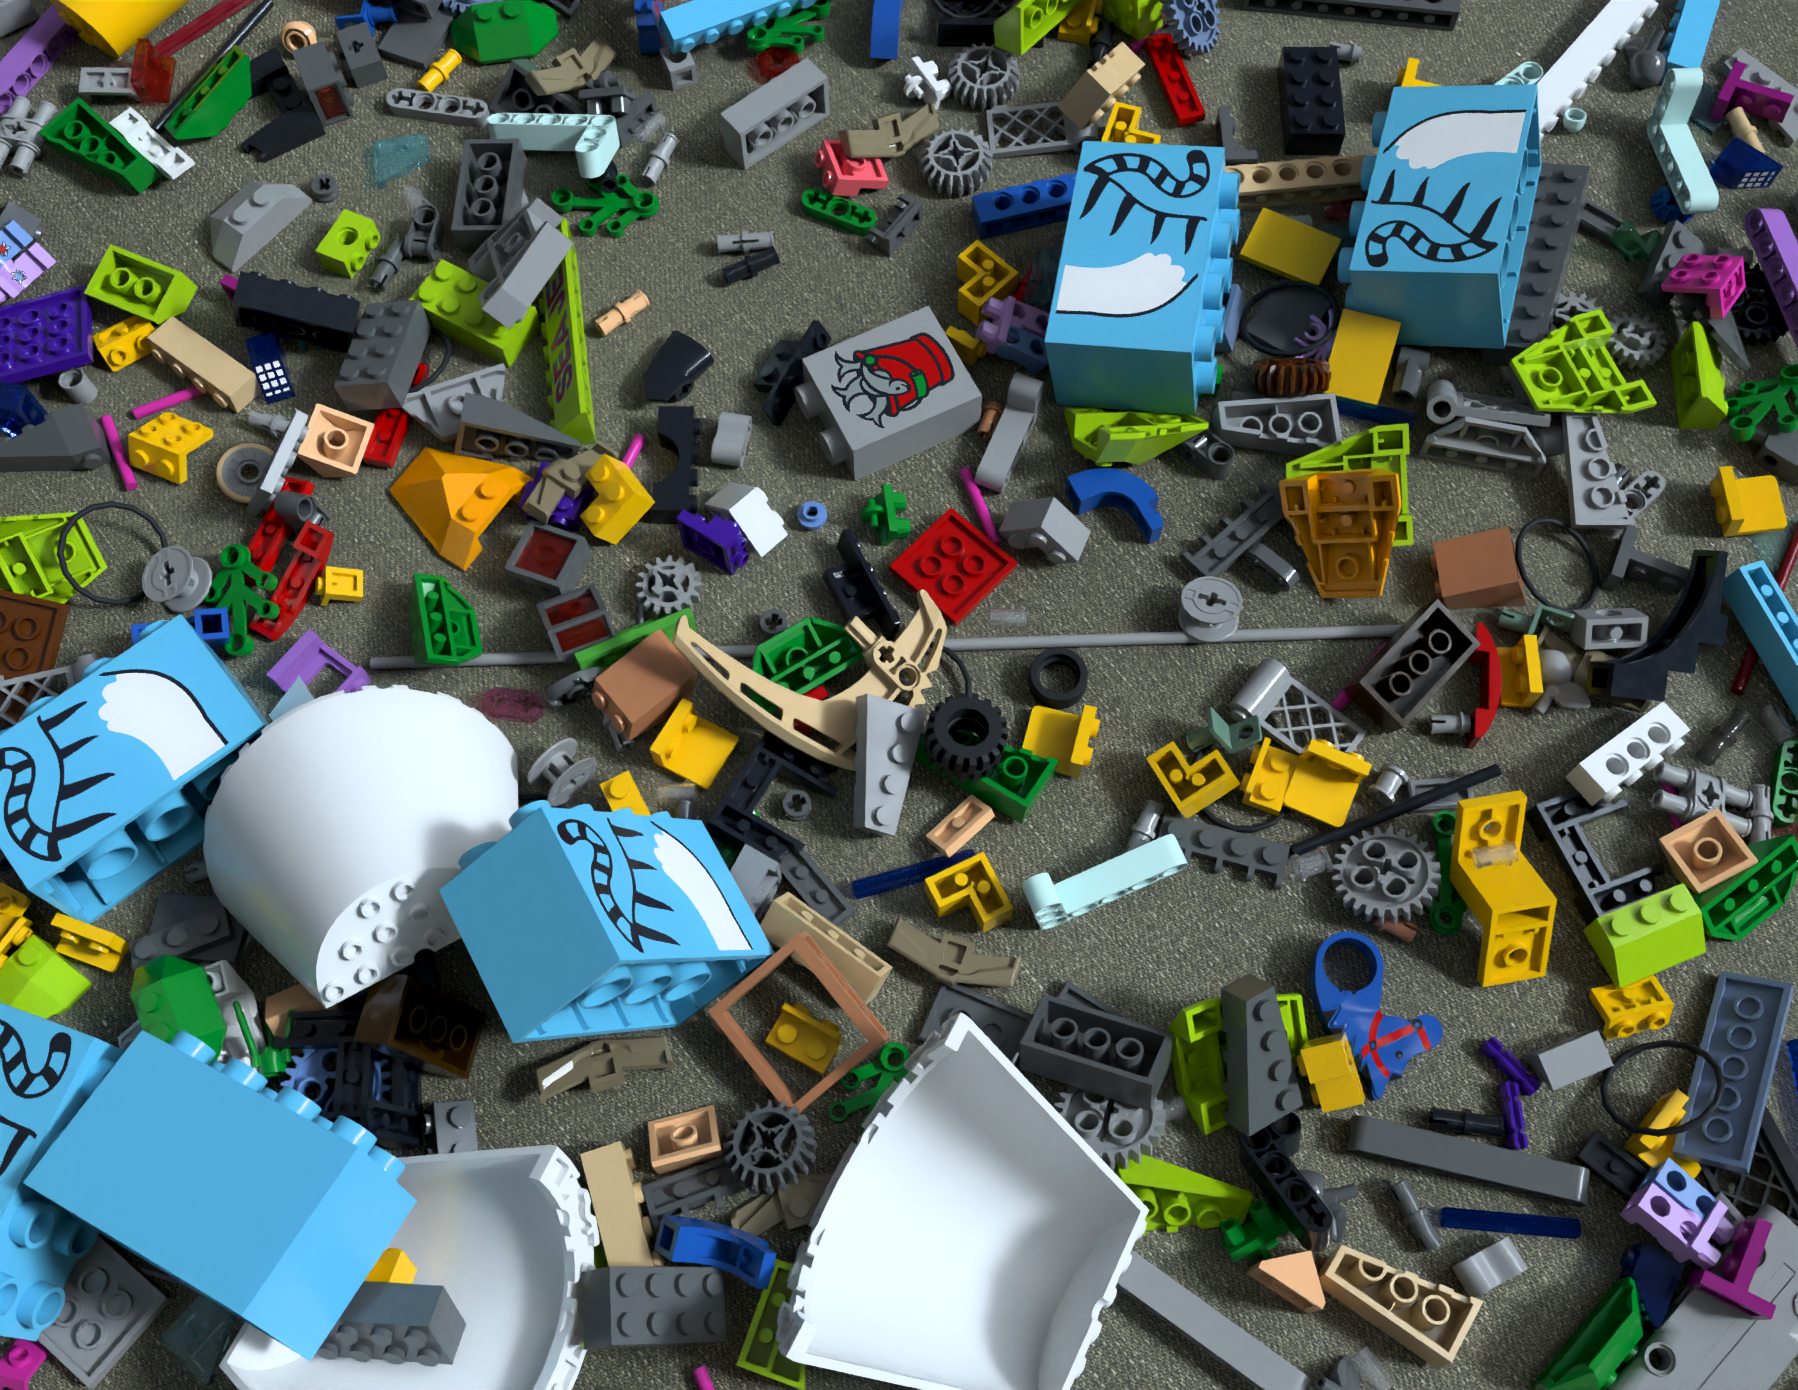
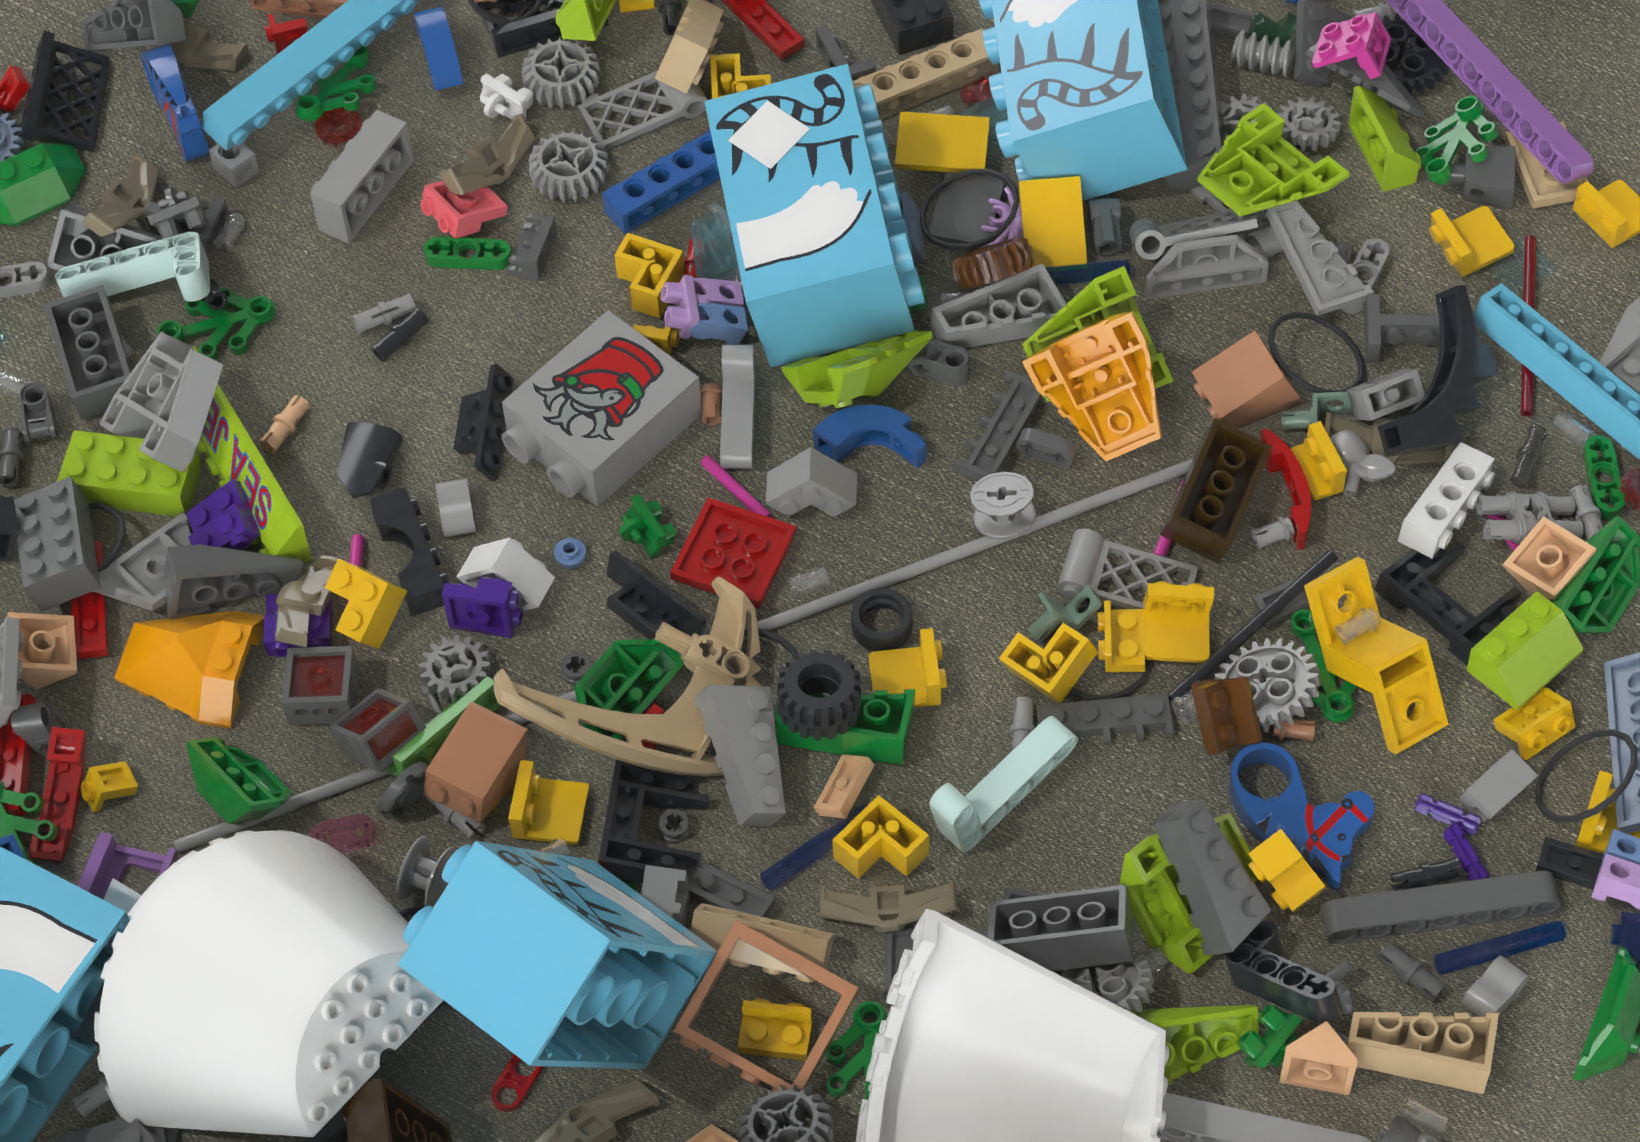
camera: 20 degrees left, 10 degrees down
(530, 383) = (224, 519): none -> dark purple plate
(658, 159) = (254, 261): light grey pin -> none
(1127, 191) = (769, 134): none -> white sticker
(1335, 893) = (1226, 713): none -> reddish brown bracket
(1387, 784) = (1236, 606): light grey bush -> none
(1616, 260) = (1262, 54): none -> light grey piece

